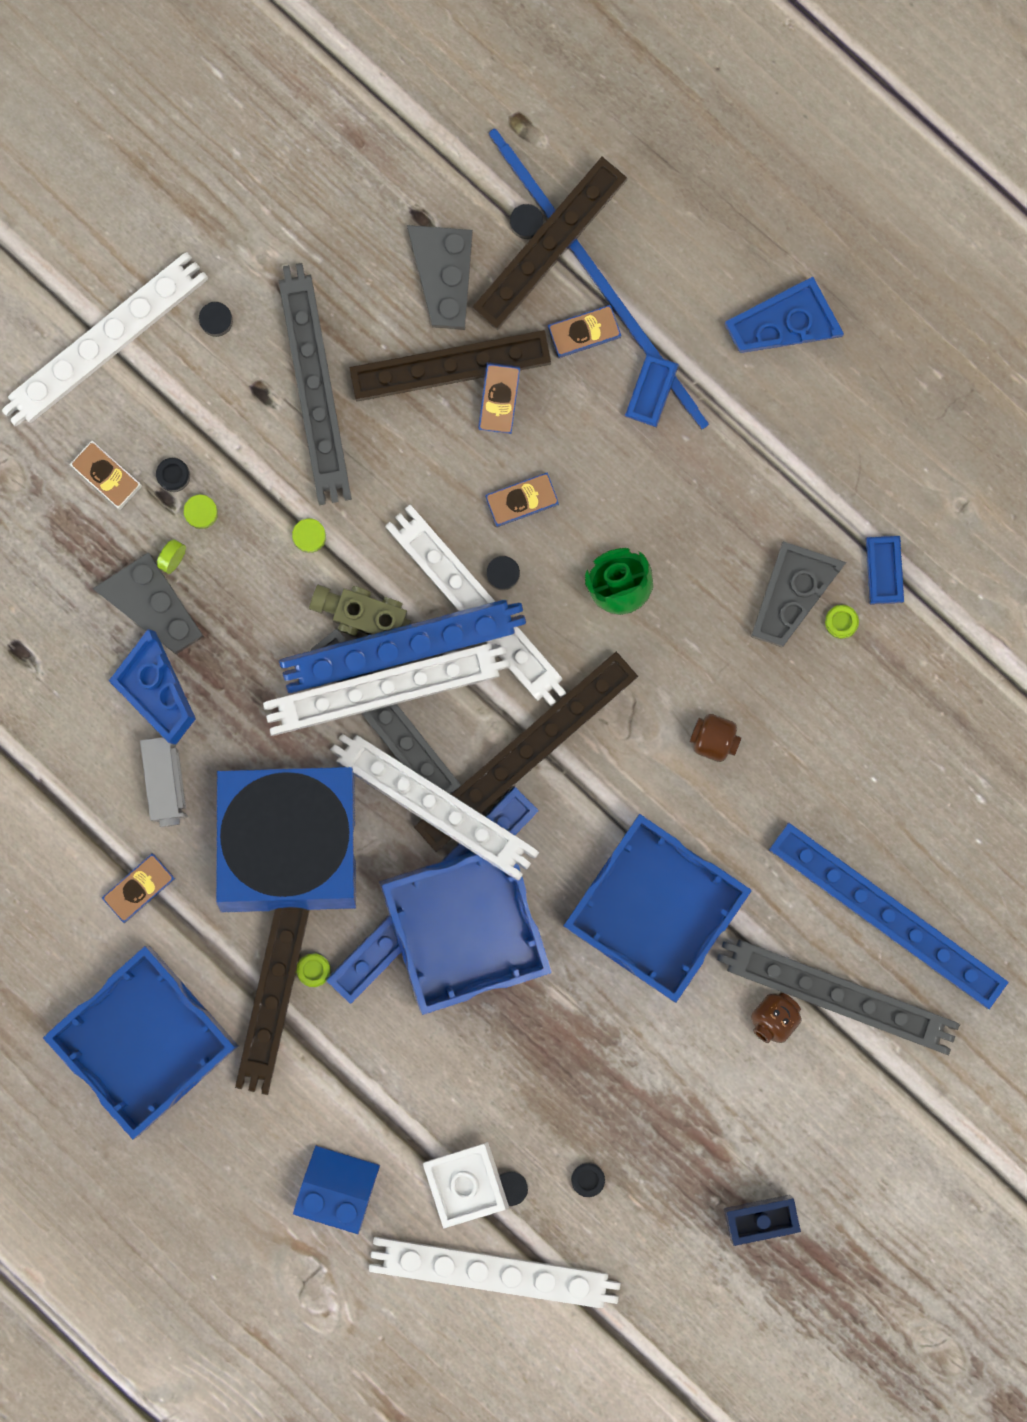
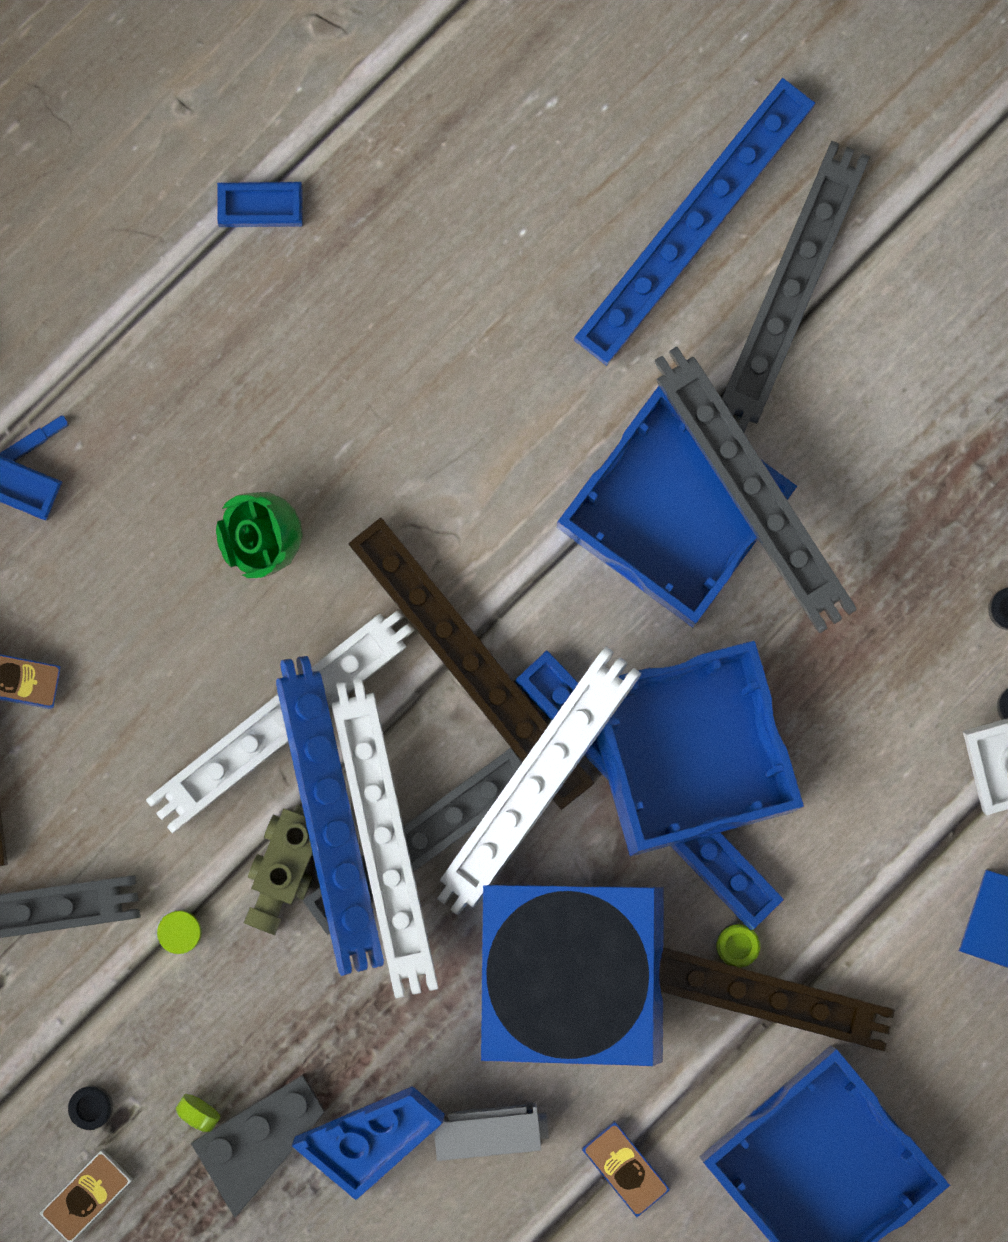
camera: 90 degrees left, 0 degrees up
(200, 511) = (141, 1072): lime tile -> none
(503, 573) = (240, 684): black tile -> none
(522, 500) = (147, 656): medium nougat tile -> none
(671, 966) = (753, 489): none -> dark grey hinge
(715, 737) = (463, 424): reddish brown head -> none
(776, 1018) = (818, 364): reddish brown head -> none
(792, 591) = (280, 319): dark grey wing -> none
(842, 621) = (323, 261): lime tile -> none

